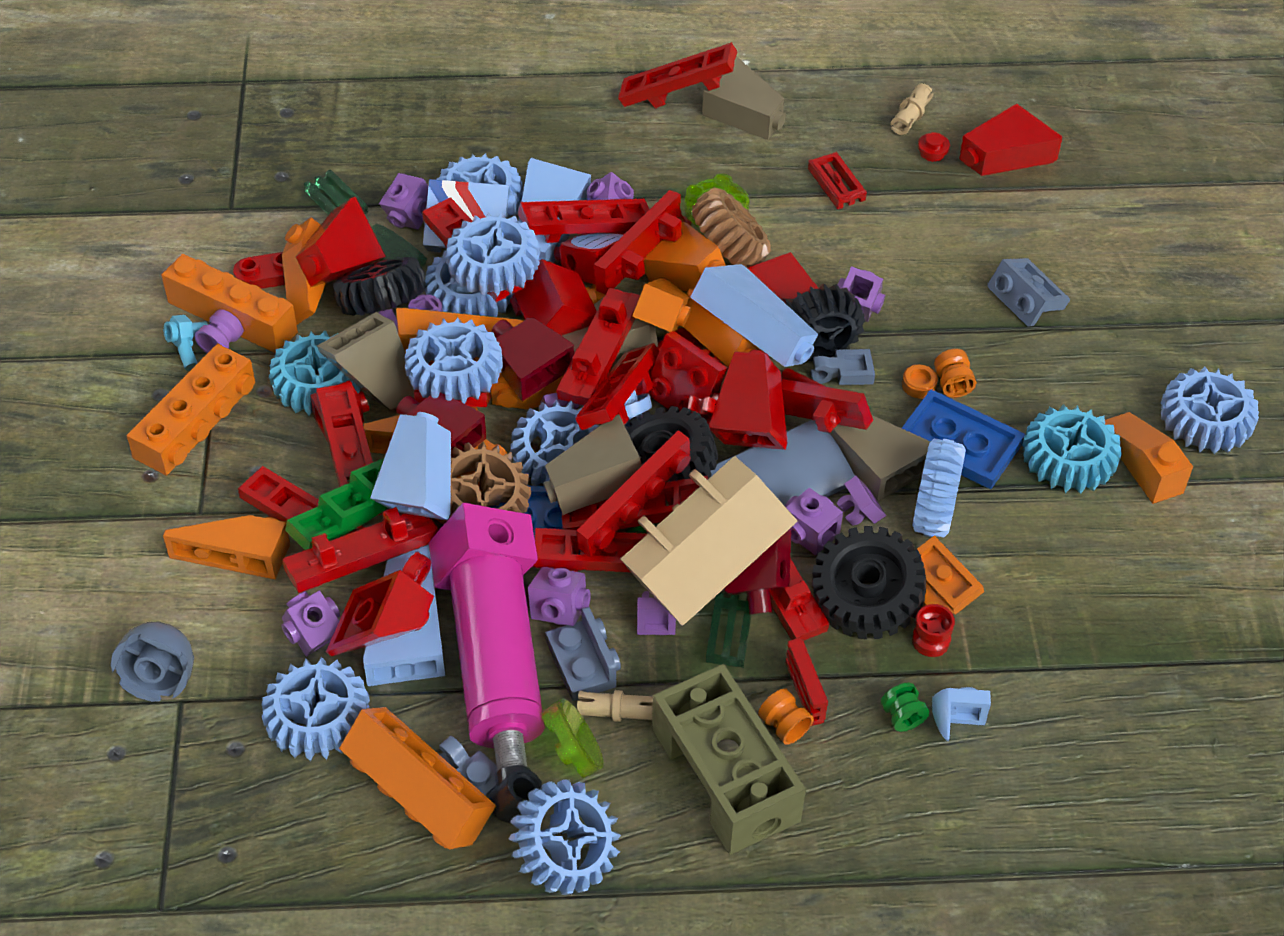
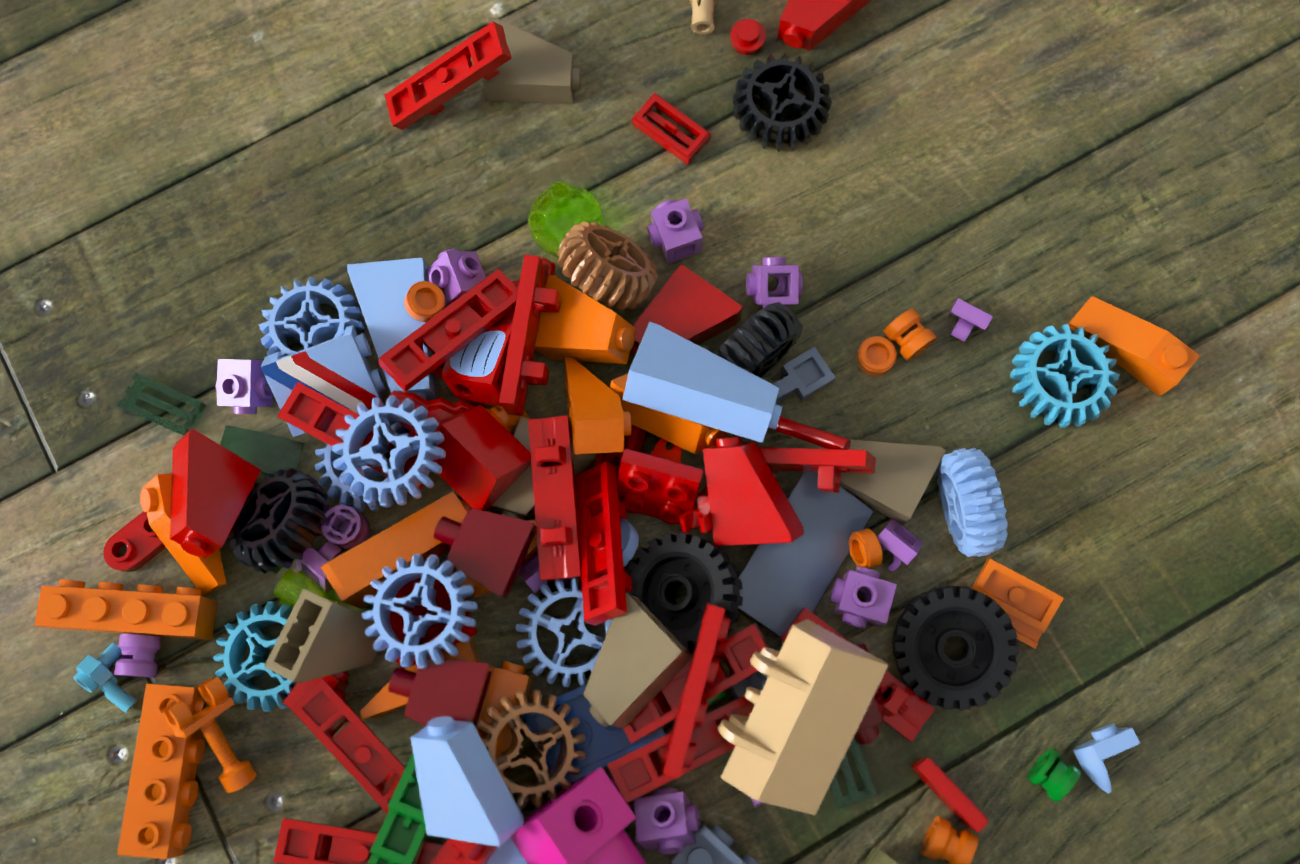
camera: 20 degrees left, 25 degrees up
(261, 376) = (235, 773): none -> orange bar
(575, 191) = (424, 301): none -> orange tile
(801, 234) = (676, 230): none -> medium lavender brick
(834, 488) = (865, 549): none -> orange tile
(933, 630) = (1046, 669): red wheel -> none
(936, 192) = (767, 87): none -> black gear
(987, 442) = (953, 412): blue plate -> none
(1010, 381) = (968, 317): none -> medium lavender tile
(1026, 290) = (929, 189): sand blue bracket -> none
(1209, 410) = (1171, 240): light blue gear -> none

